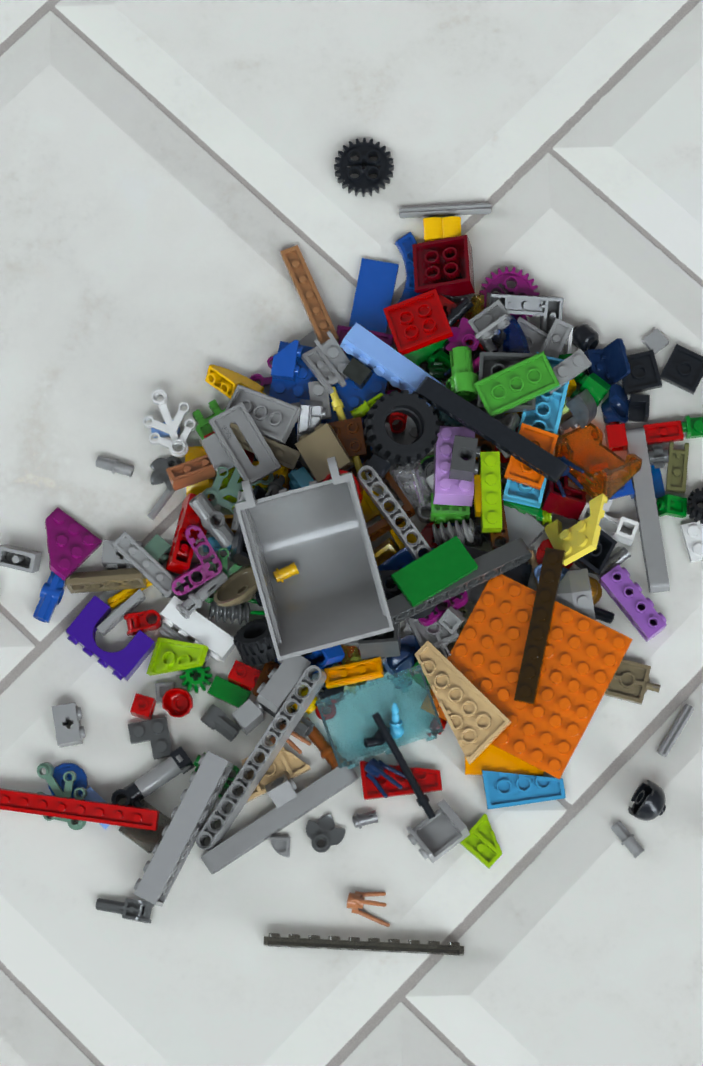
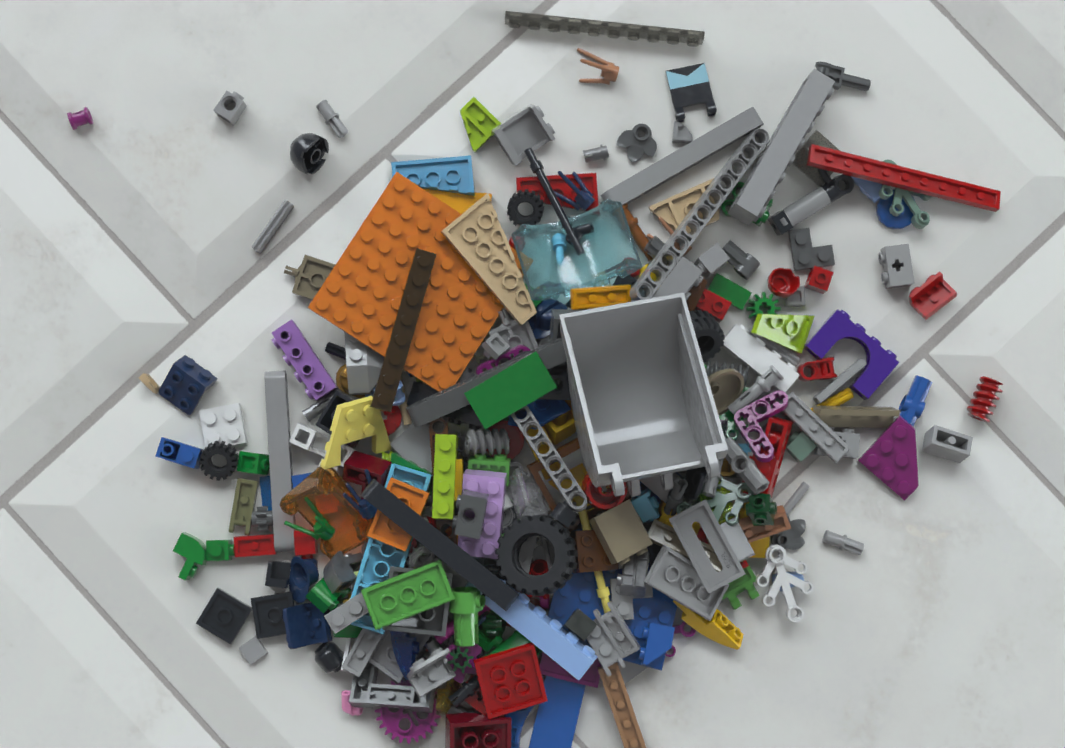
camera: 175 degrees right, 10 degrees up
(33, 698) = (931, 295): none -> red bracket
(195, 480) = (761, 509): none -> dark green brick
(276, 891) = (690, 87): none -> black flag
(281, 790) = (680, 183): light grey brick -> none
(285, 572) = (668, 403): yellow pin -> none
(362, 410) = (571, 587): lime axle -> none
(429, 767) = (531, 198): none -> black tyre
(462, 339) = (455, 656): none -> dark green gear
(567, 302) = (347, 707): none -> bright pink arm
(602, 447) = (322, 528): none -> green plant

